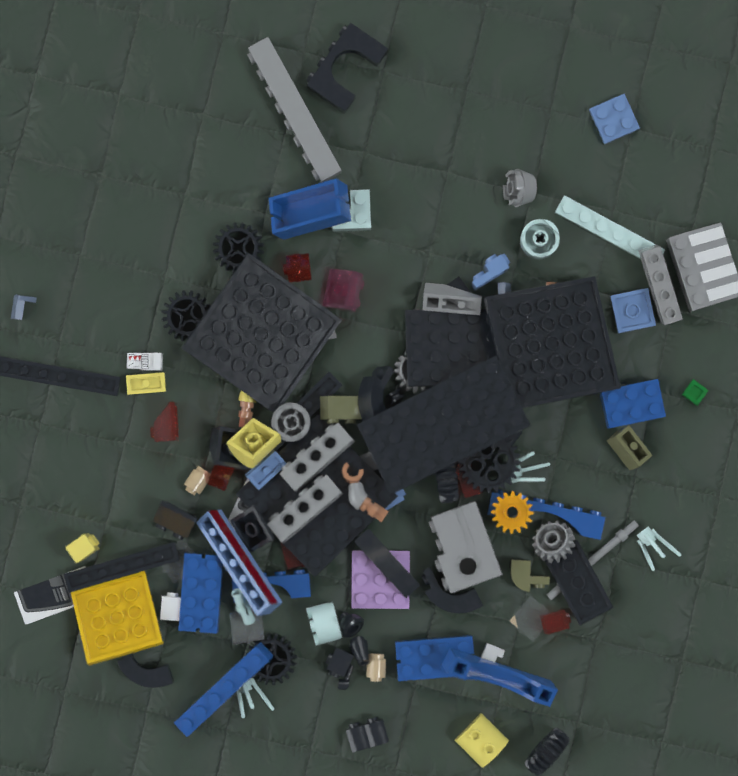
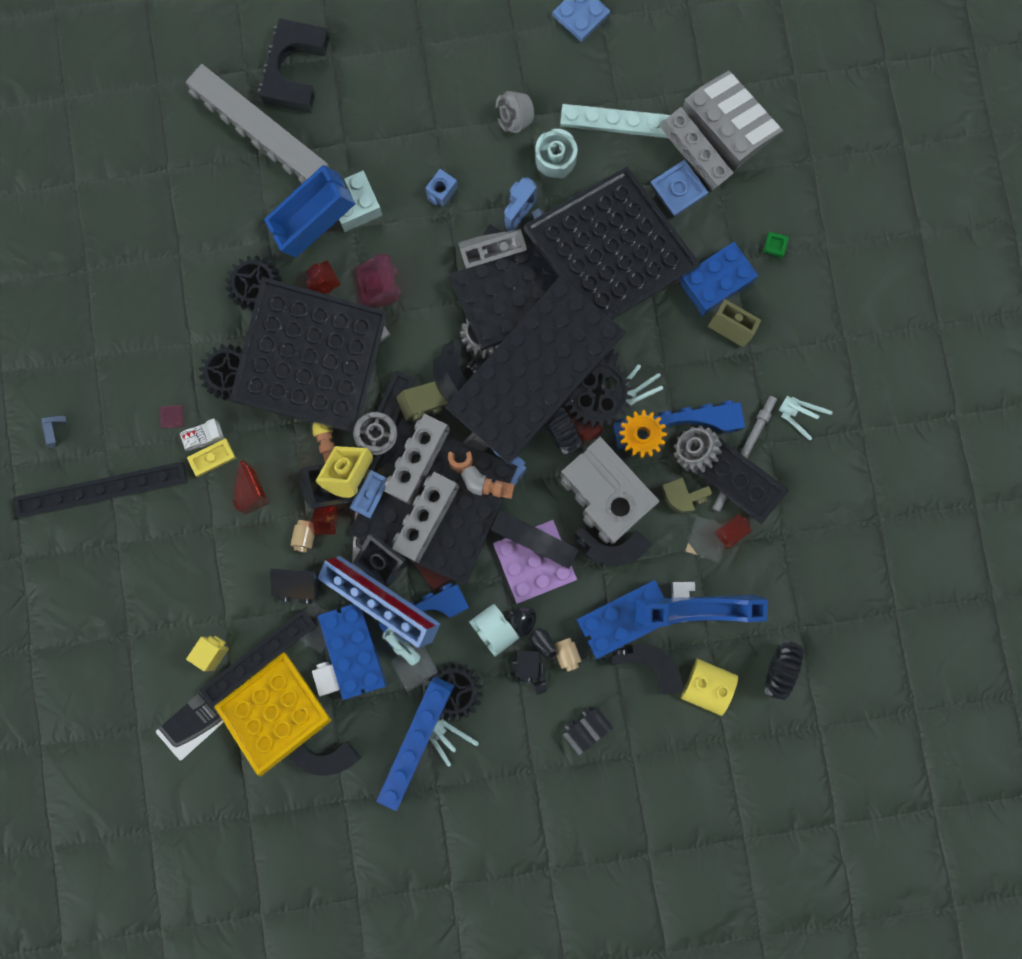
camera: 20 degrees left, 5 degrees down
(125, 334) = (171, 416): none -> clear pink tile
(435, 222) = (444, 180): none -> medium blue brick
(451, 711) = (665, 669): none -> black arch

